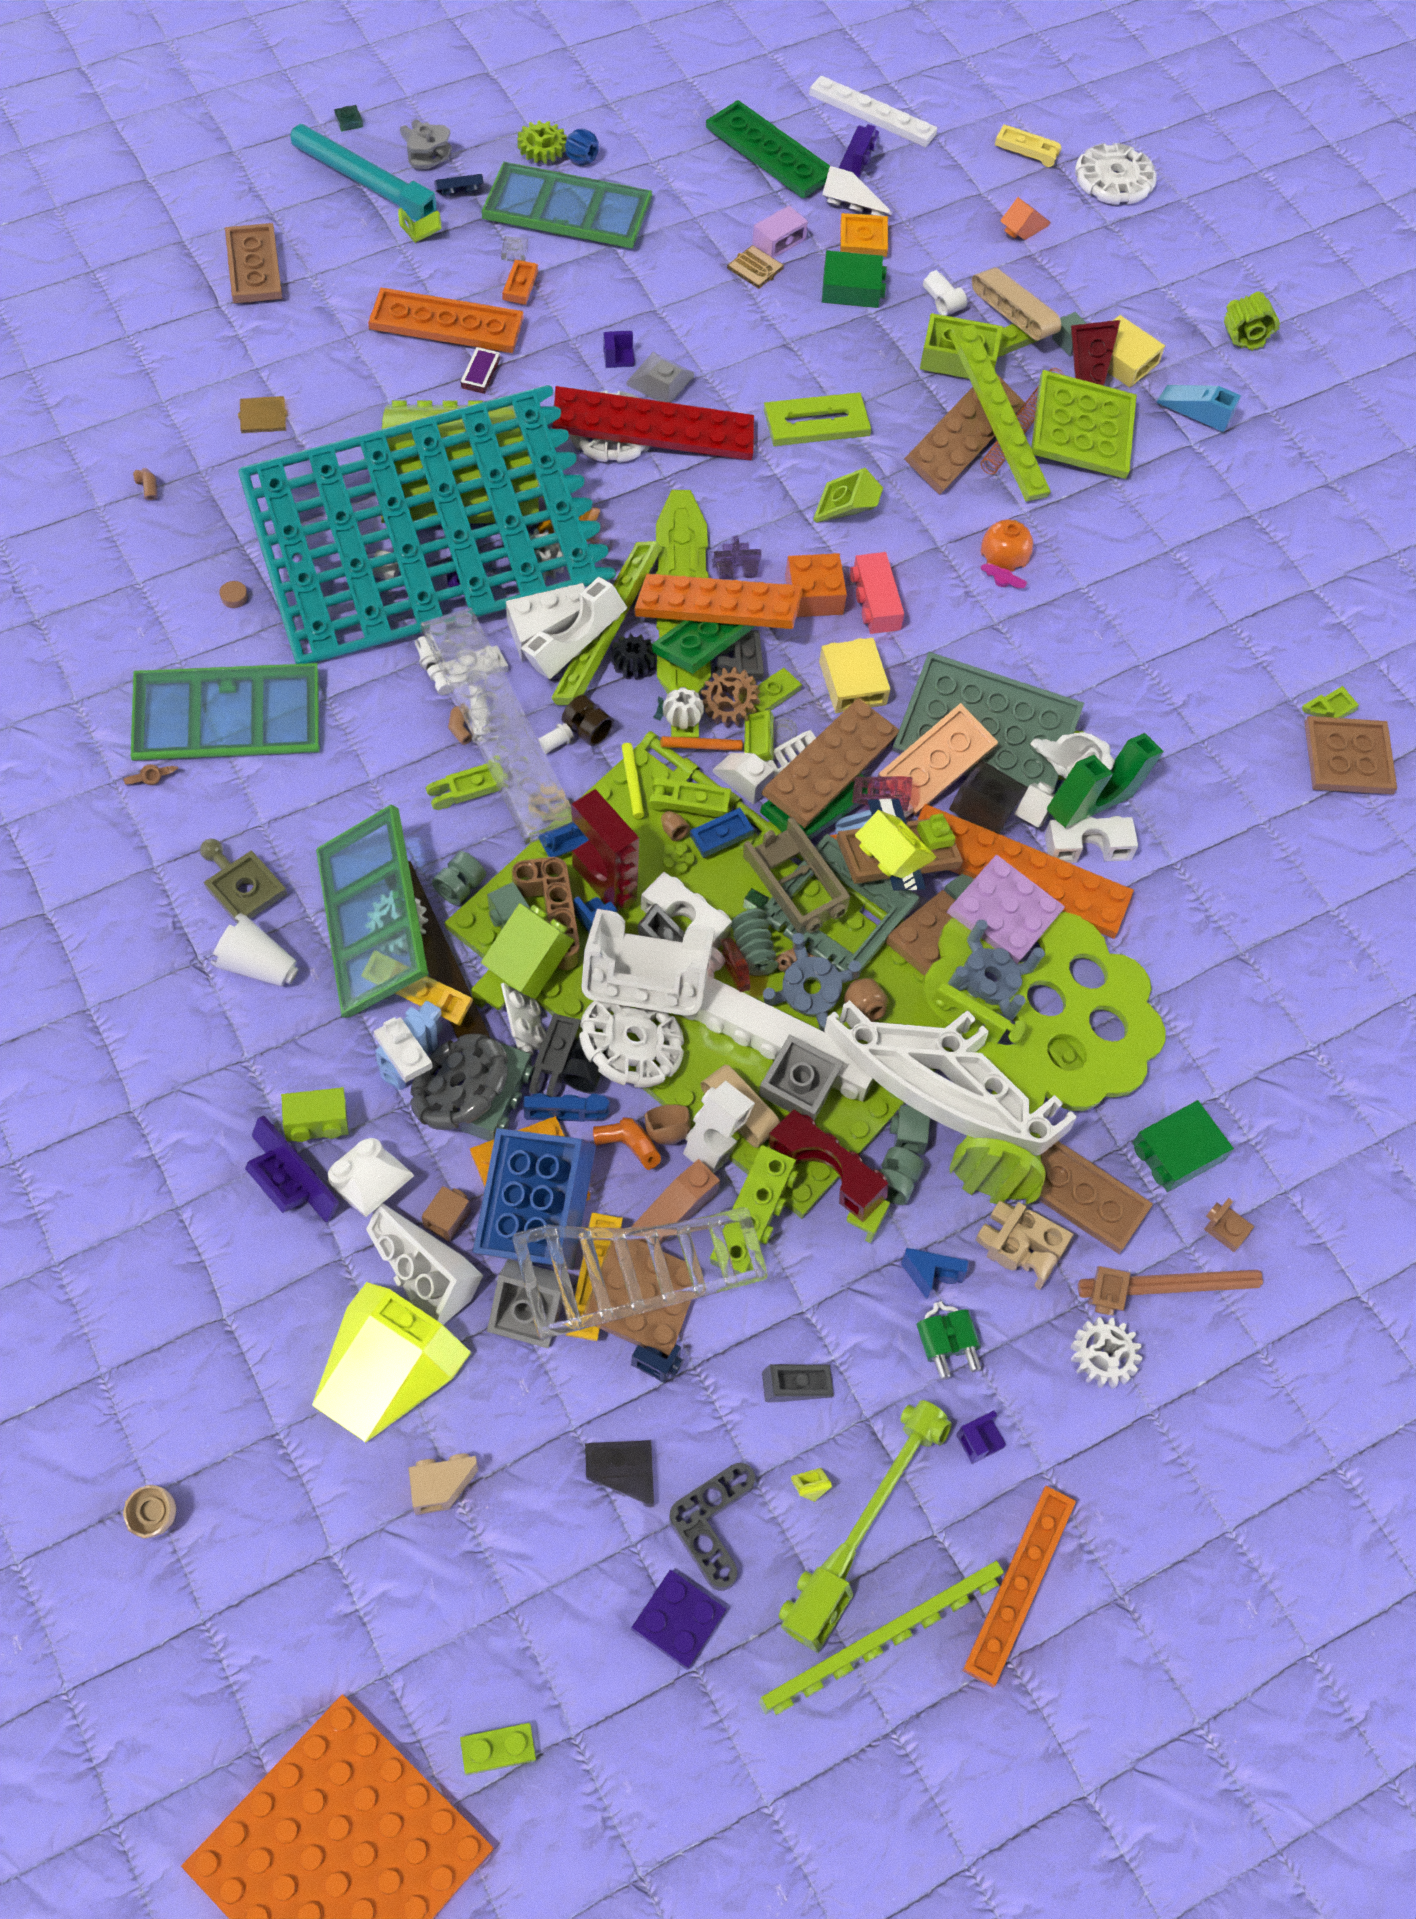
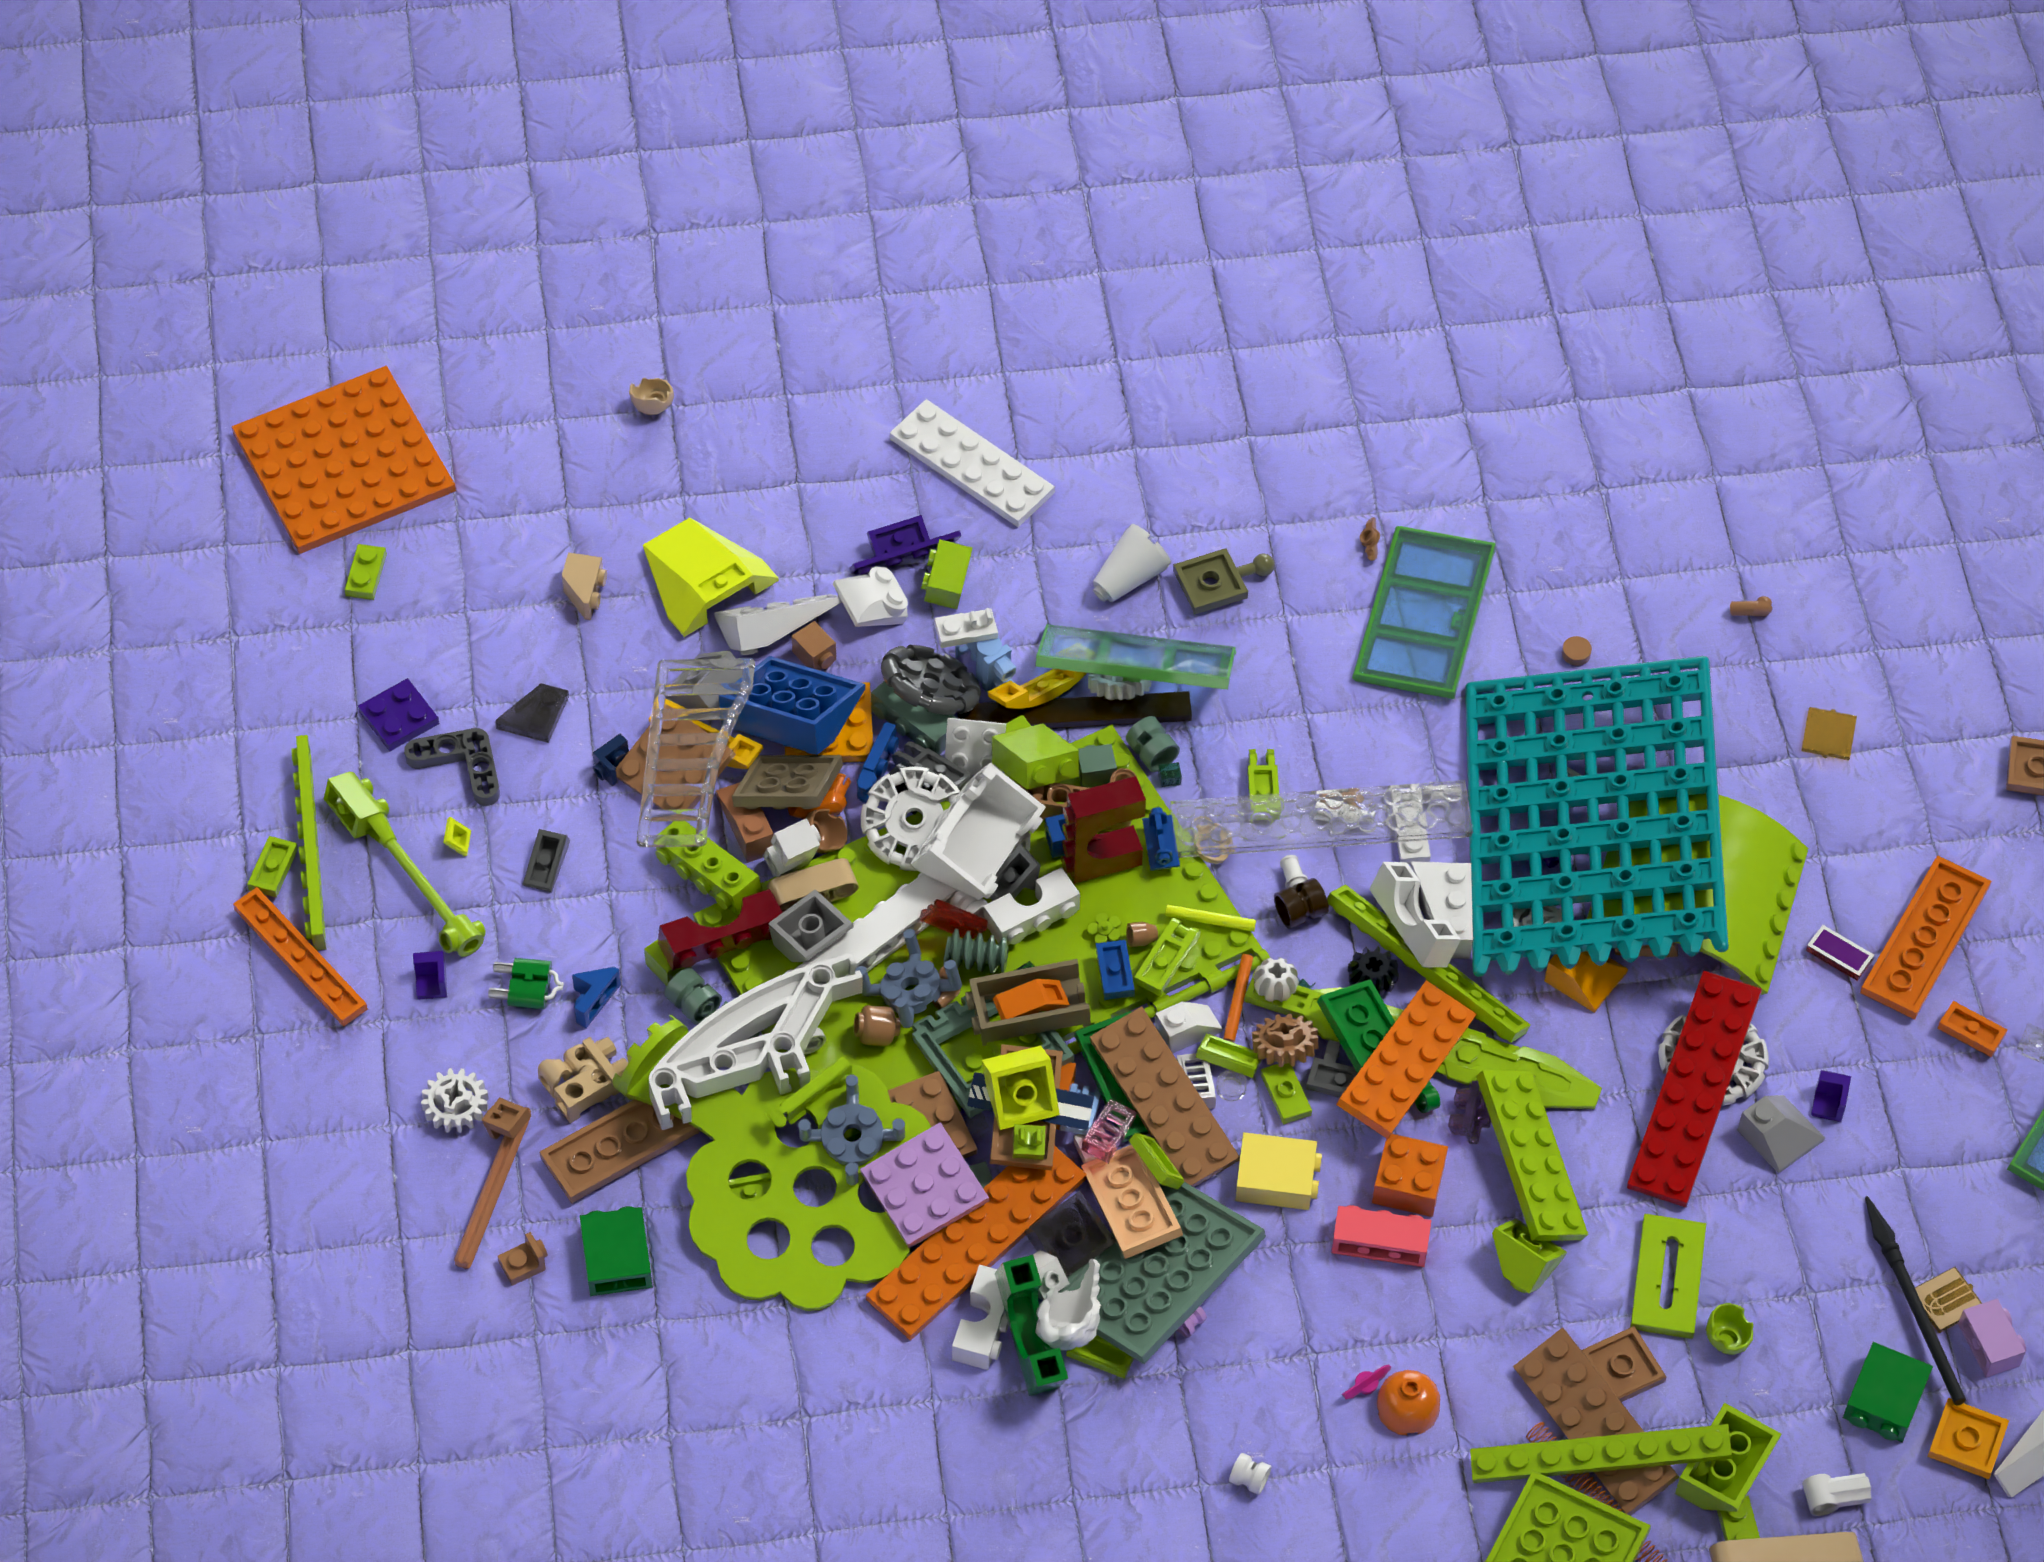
camera: 115 degrees right, 5 degrees down
(150, 1150) = (972, 463): none -> white plate
(484, 859) = (1169, 774): none -> piece
(634, 1167) = (787, 781): none -> dark tan plate
(740, 294) = (1890, 1249): none -> black piece
(762, 509) = (1532, 1155): none -> lime plate
(801, 871) = (1031, 998): none -> orange slope
(850, 370) = (1729, 1329): none -> lime hair
(896, 748) = (1156, 1161): none -> lime tile
(902, 429) = (1625, 1364): none -> medium nougat tile
(927, 1666) = (273, 866): none -> lime plate
(1123, 625) = (1250, 1473): none -> white wheel

